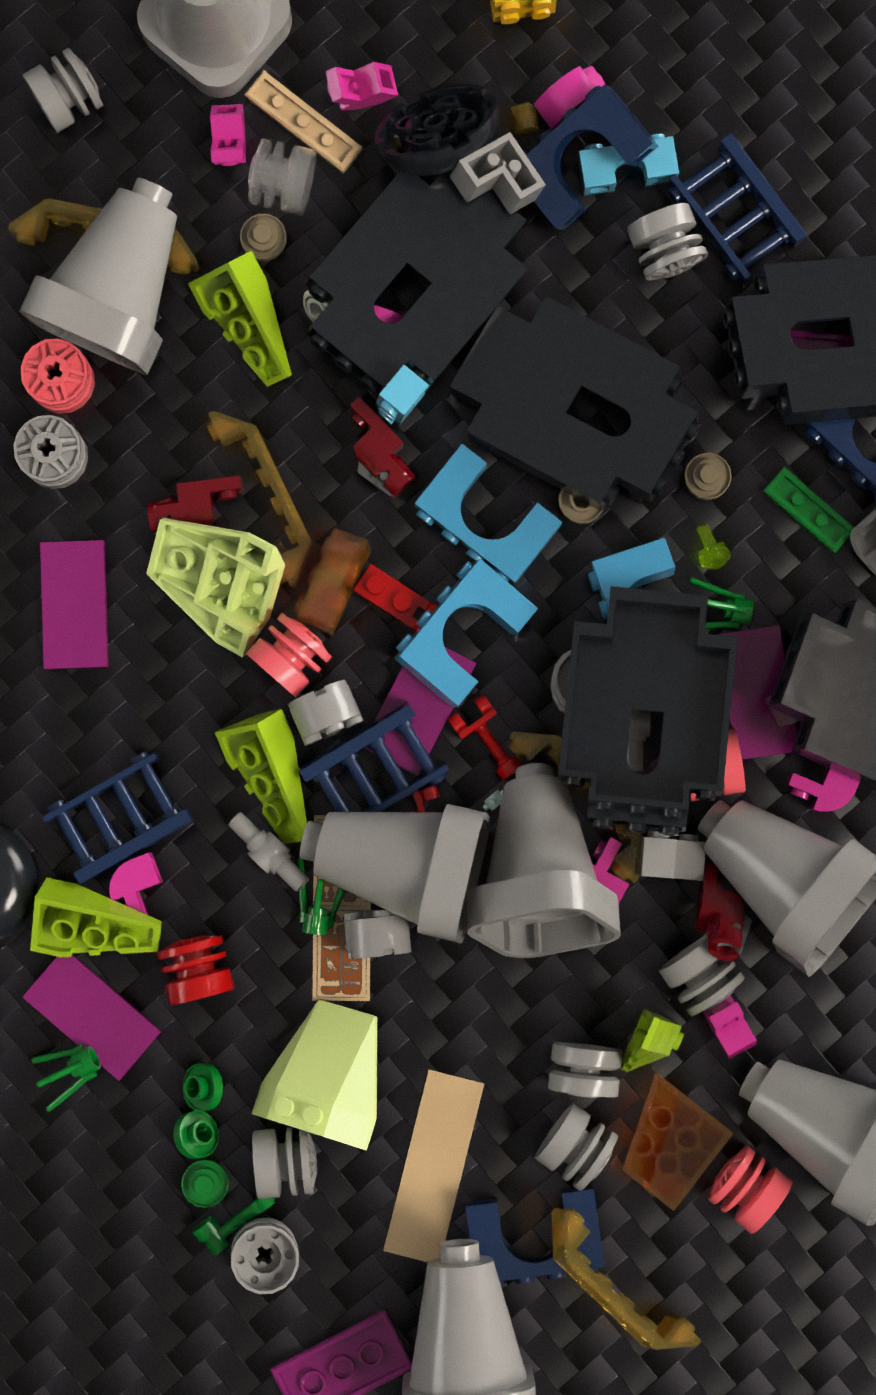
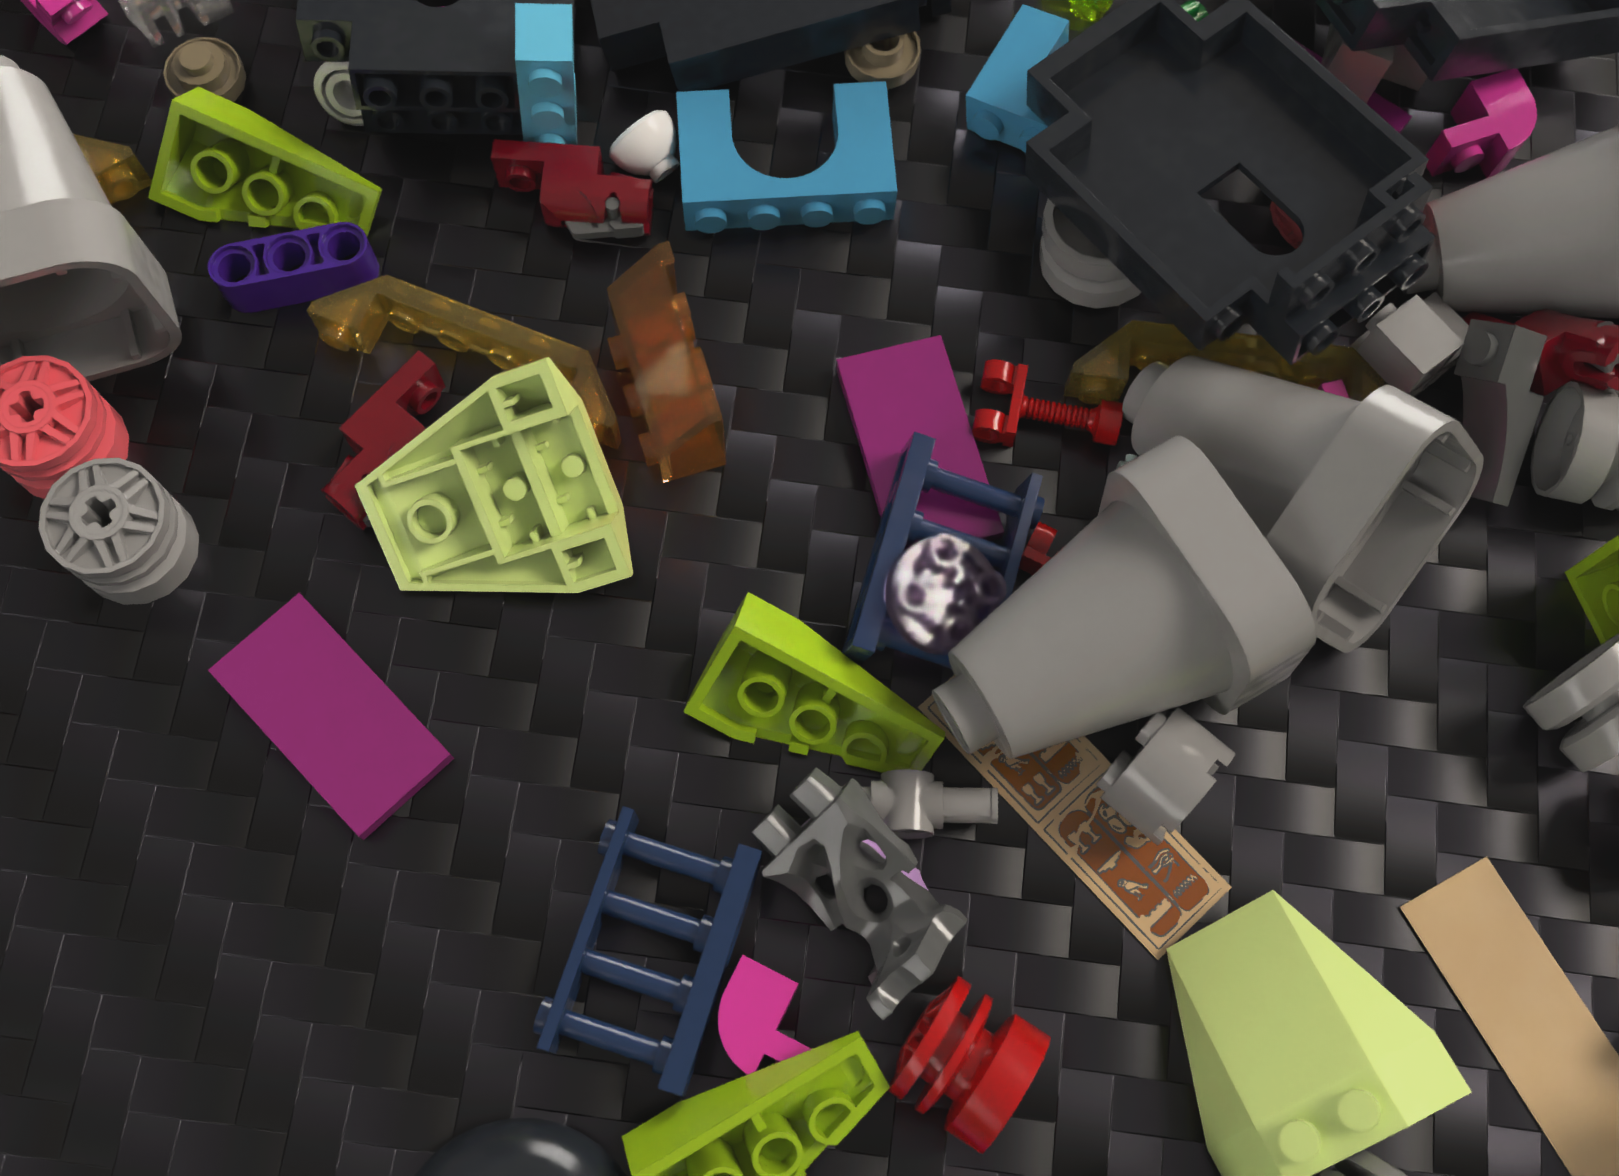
camera: 50 degrees left, 15 degrees down
(212, 368) = (271, 257): none -> dark purple beam
(227, 852) = (857, 851): none -> dark grey hips
(289, 654) = (693, 512): coral wheel -> none
(316, 919) = (1062, 833): green plant -> none
(325, 712) = (808, 544): light grey brick -> none
(356, 783) = (941, 592): none -> clear purple tile
(392, 596) = (773, 346): red plate -> none
(425, 652) = (868, 356): dark azure arch -> none
(429, 455) = (647, 147): none -> white brick
(683, 899) = (1497, 404): none -> dark grey slope

